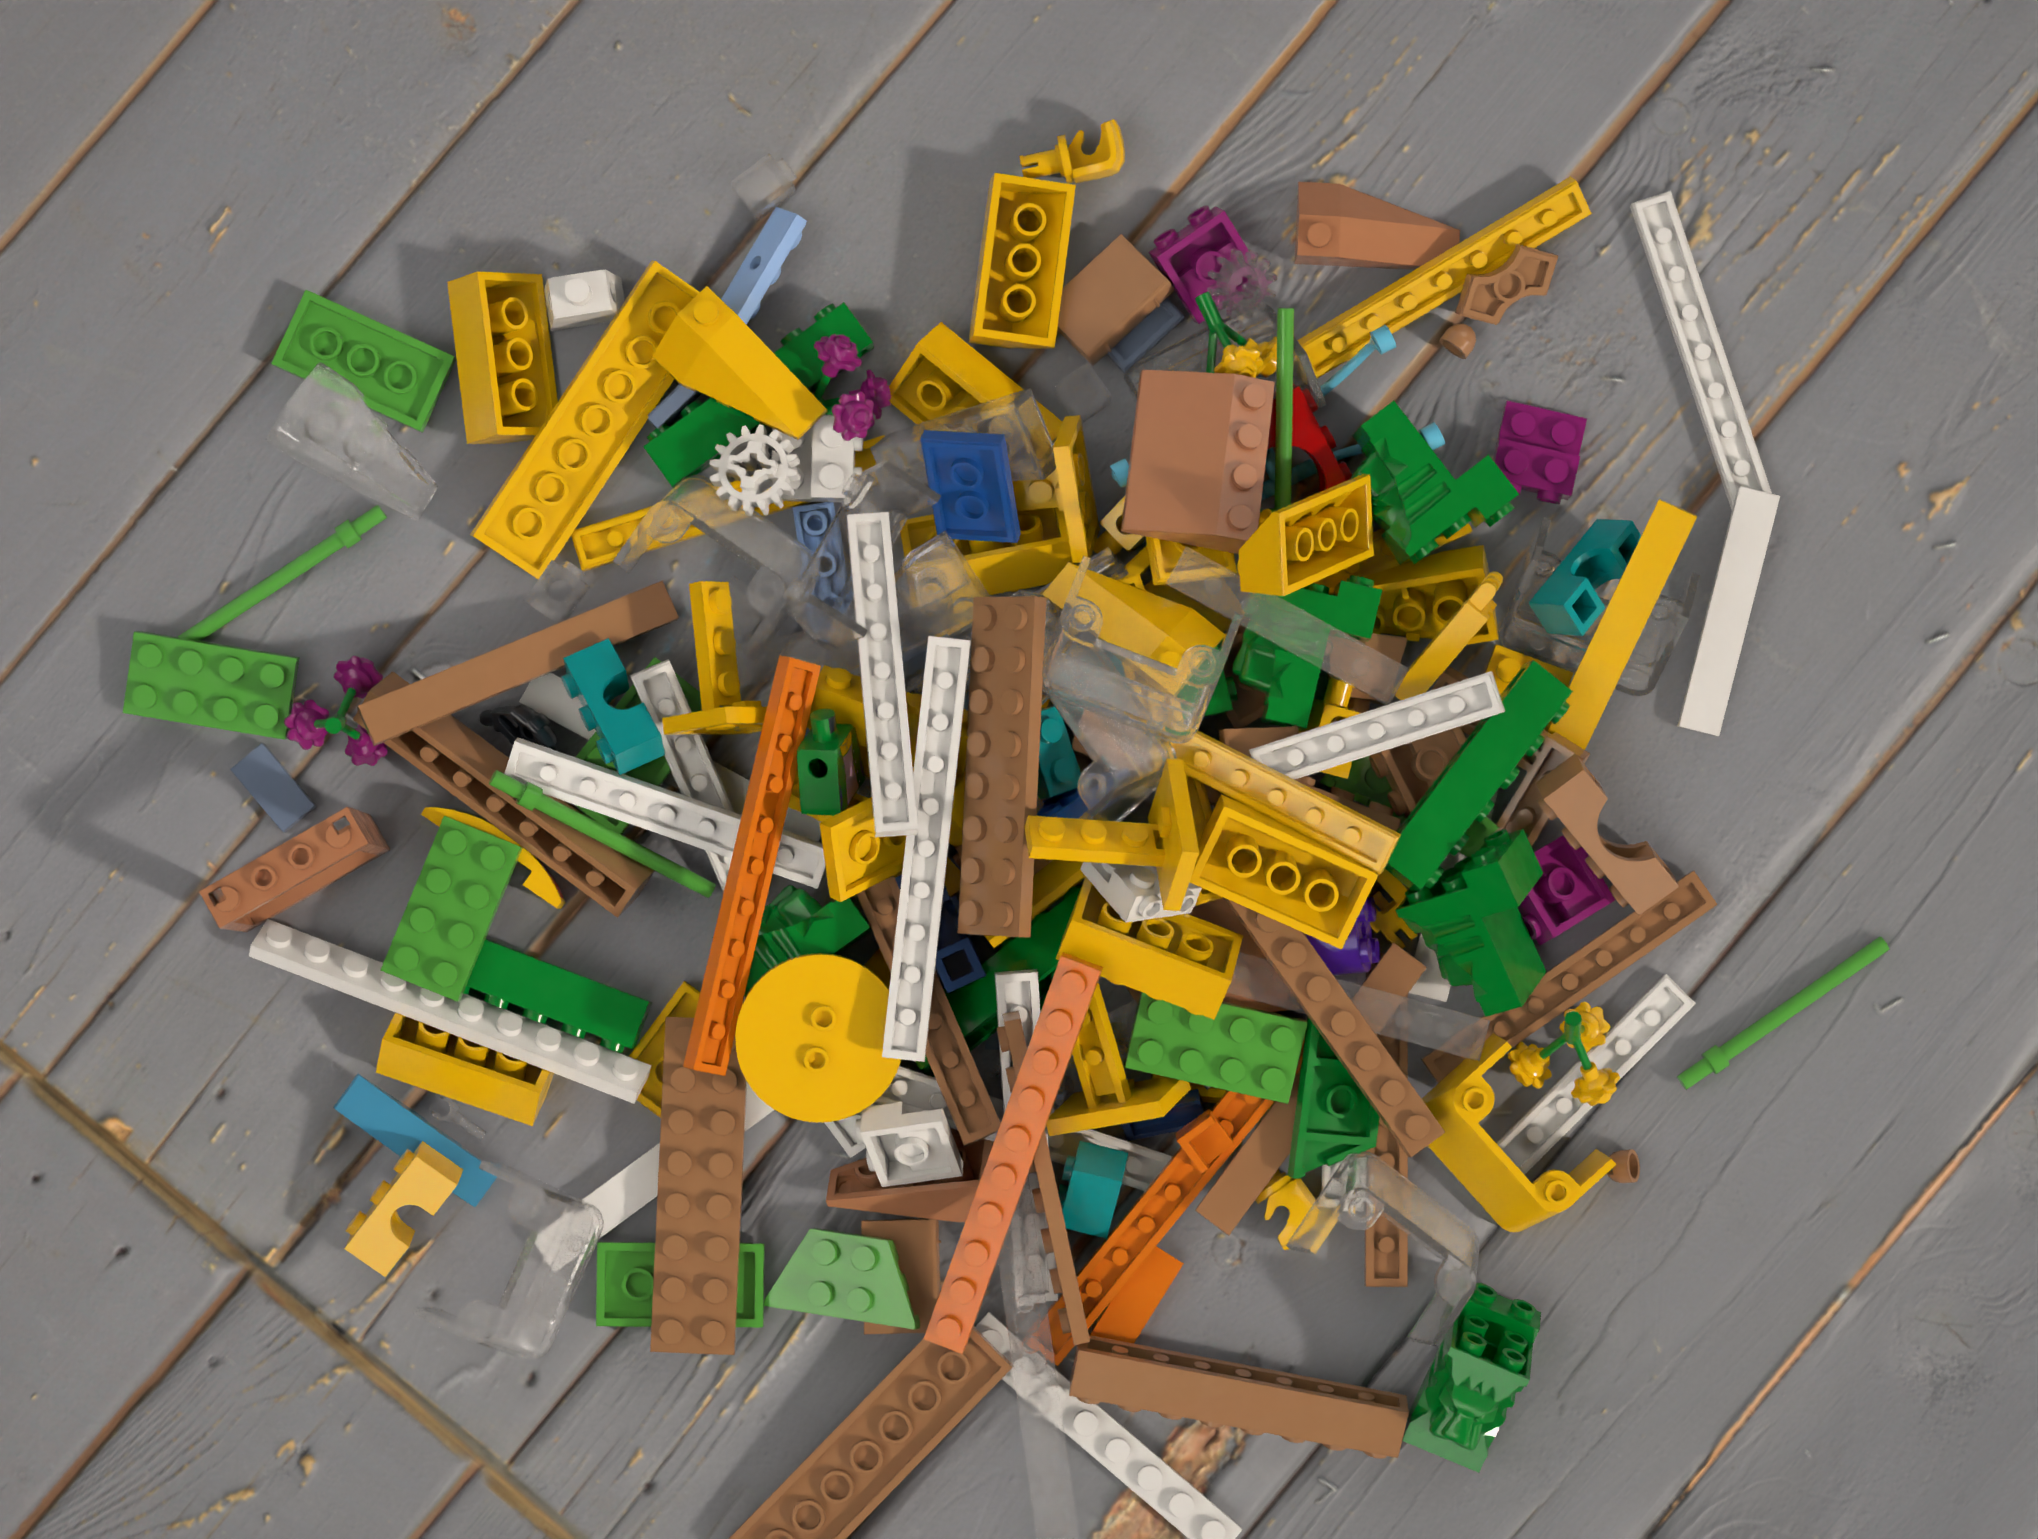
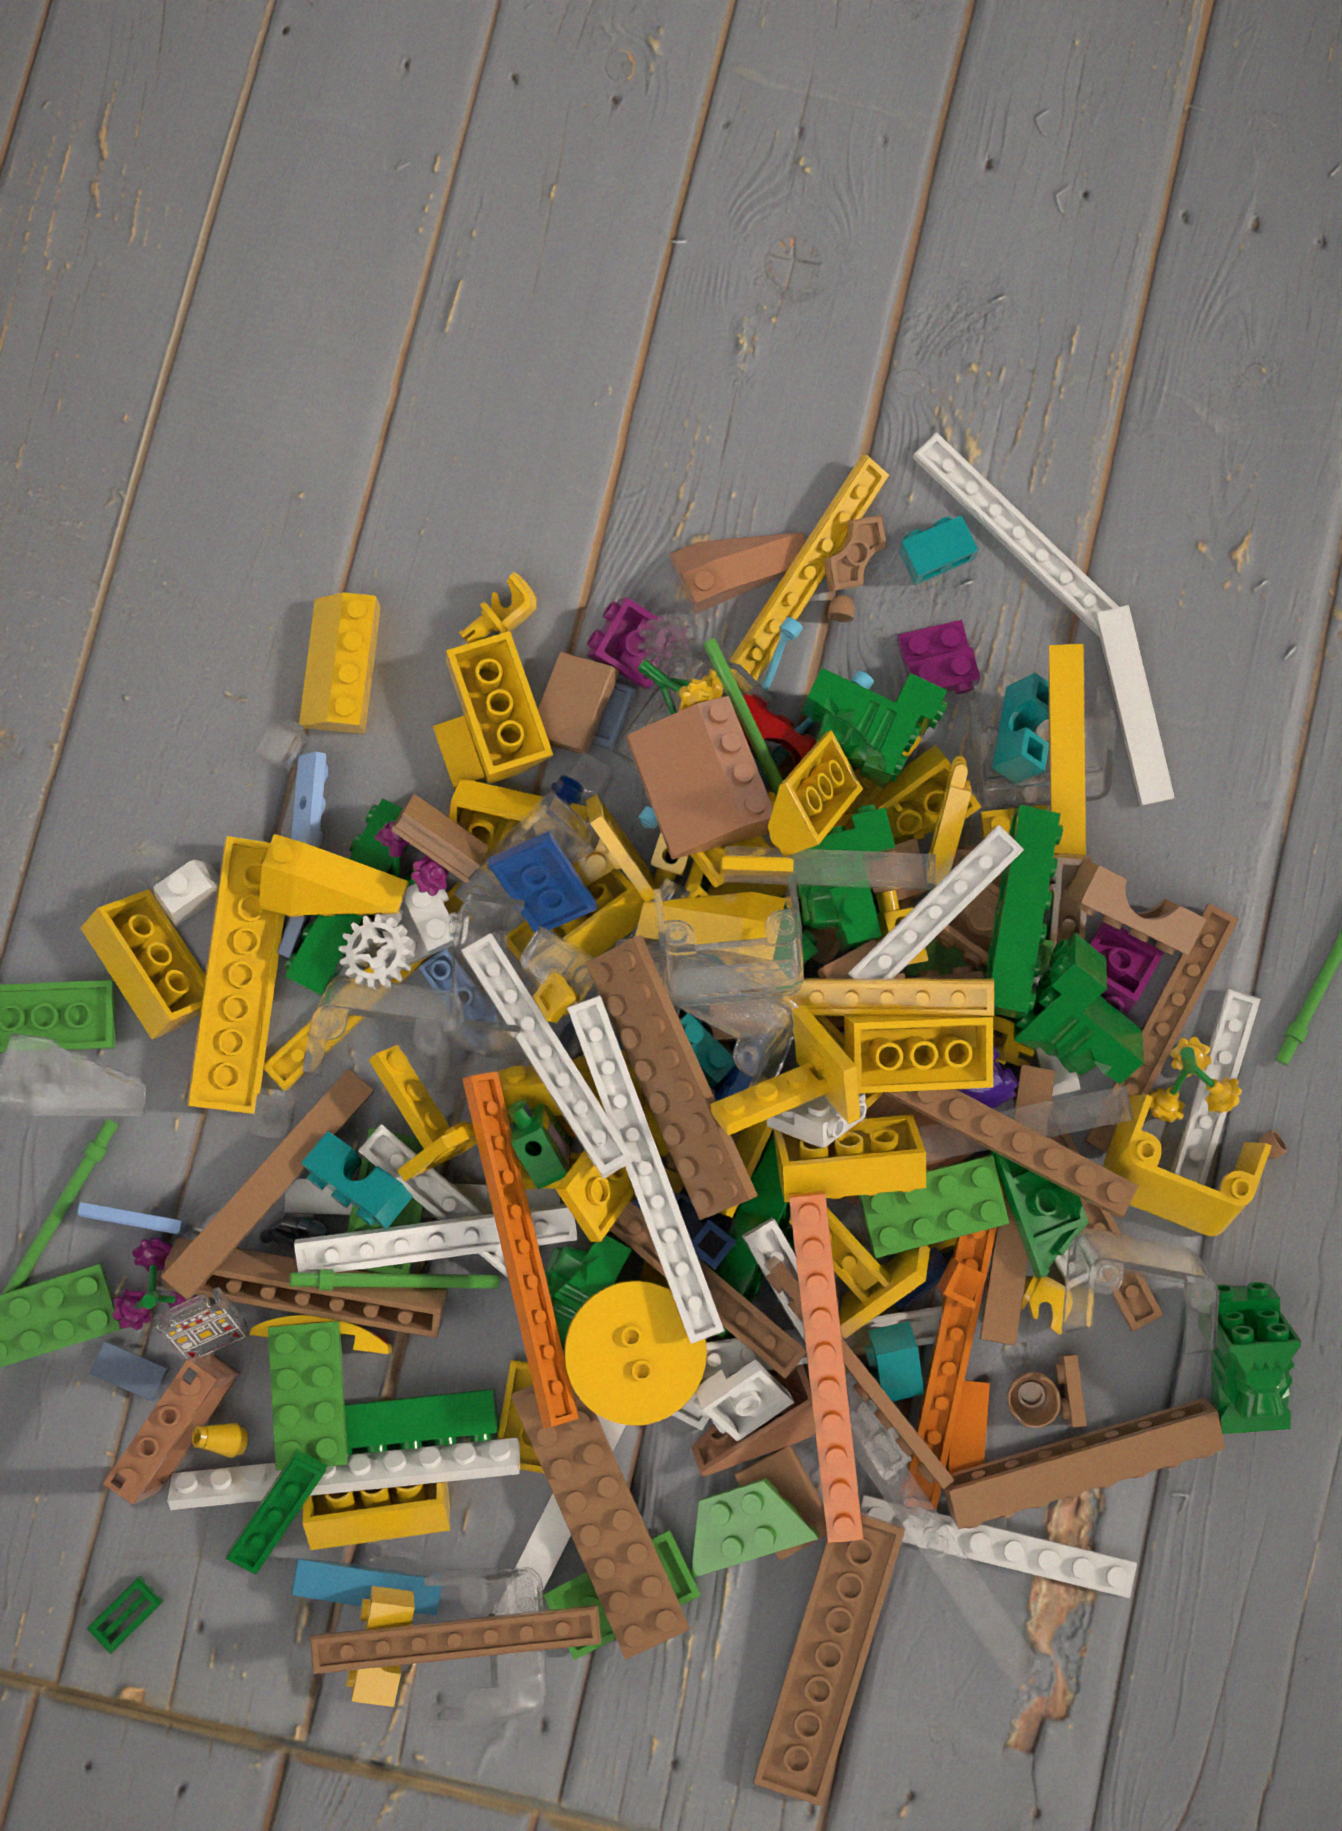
camera: 30 degrees left, 5 degrees down
(182, 1031) = (147, 1593): none -> green tile
(339, 910) = (221, 1439): none -> yellow cone
(354, 627) = (132, 1218): none -> light blue tile
(359, 1013) = (276, 1511): none -> green tile
(373, 779) = (202, 1328): none -> clear container
(484, 1238) = (455, 1639): none -> medium nougat tile
(872, 125) = (340, 663): none -> yellow slope
(884, 380) = (440, 838): none -> medium nougat piece
(922, 617) = (555, 997): none -> yellow tile
(954, 289) = (458, 751): none -> yellow tile
(1050, 396) = (568, 790): none -> clear blue plate
(1206, 585) = (756, 865): none -> yellow tile
(1221, 1303) = (1033, 1399): none -> medium nougat hair
(1259, 1330) = (1072, 1403): none -> medium nougat plate
(1601, 326) = (937, 549): none -> teal brick

